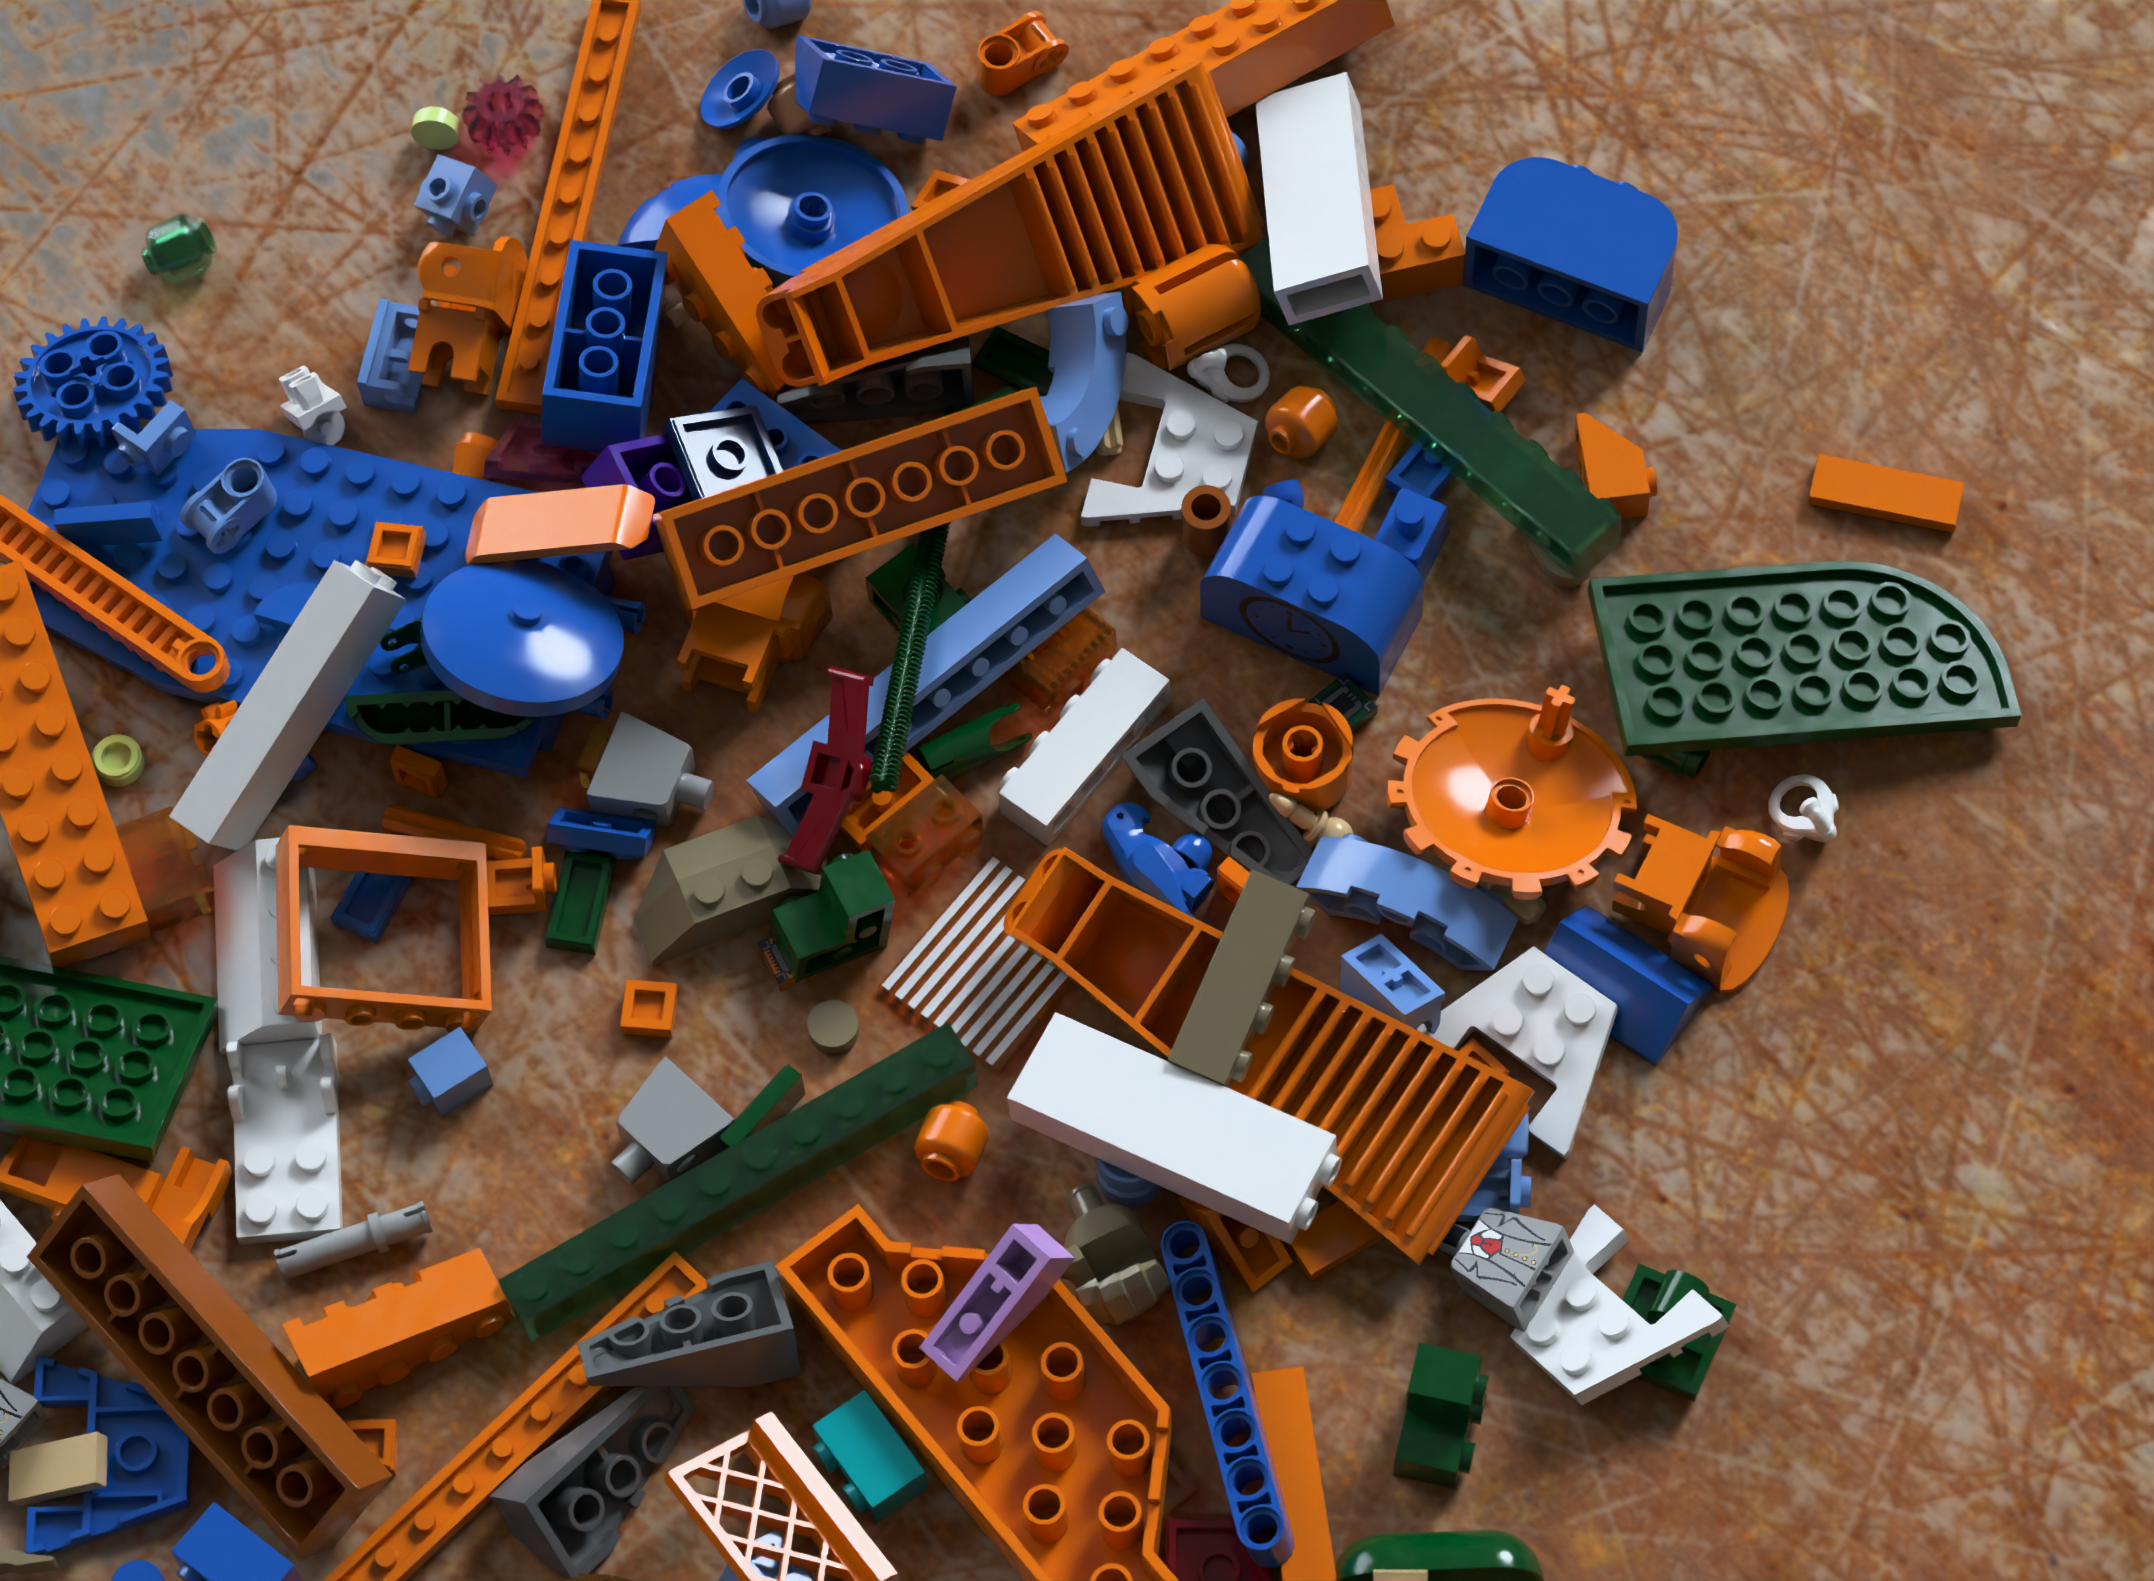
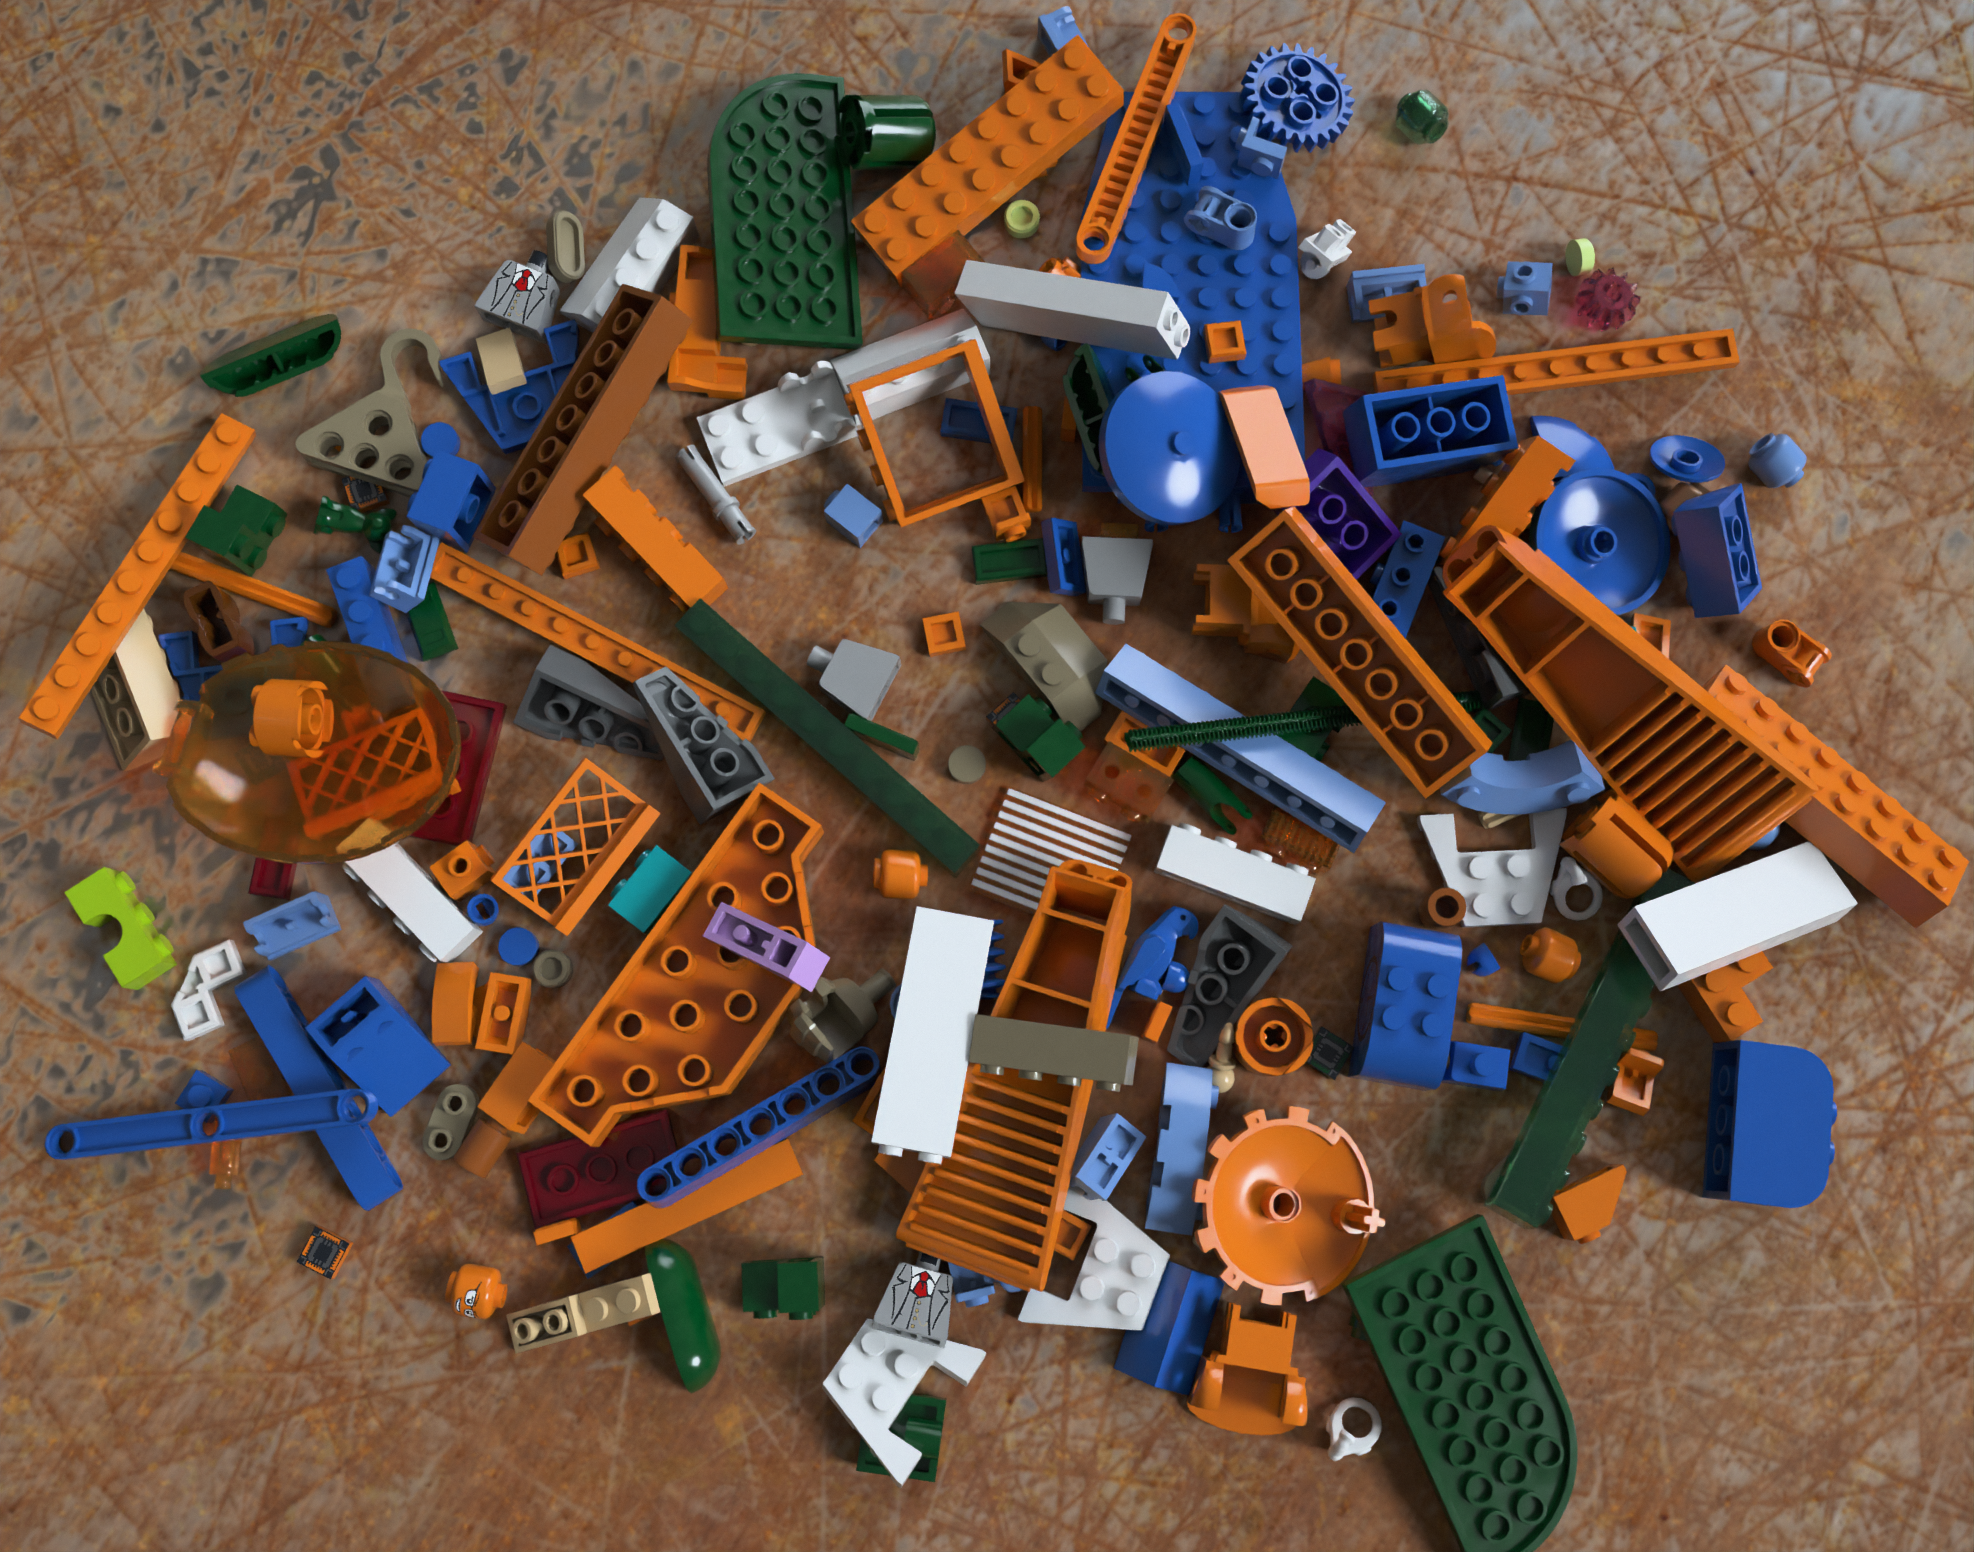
camera: 70 degrees right, 15 degrees up
(721, 449) = (1371, 543): tile -> none
(834, 772) = (1137, 702): dark red plate -> none
(1886, 493) = (1642, 1423): orange tile -> none

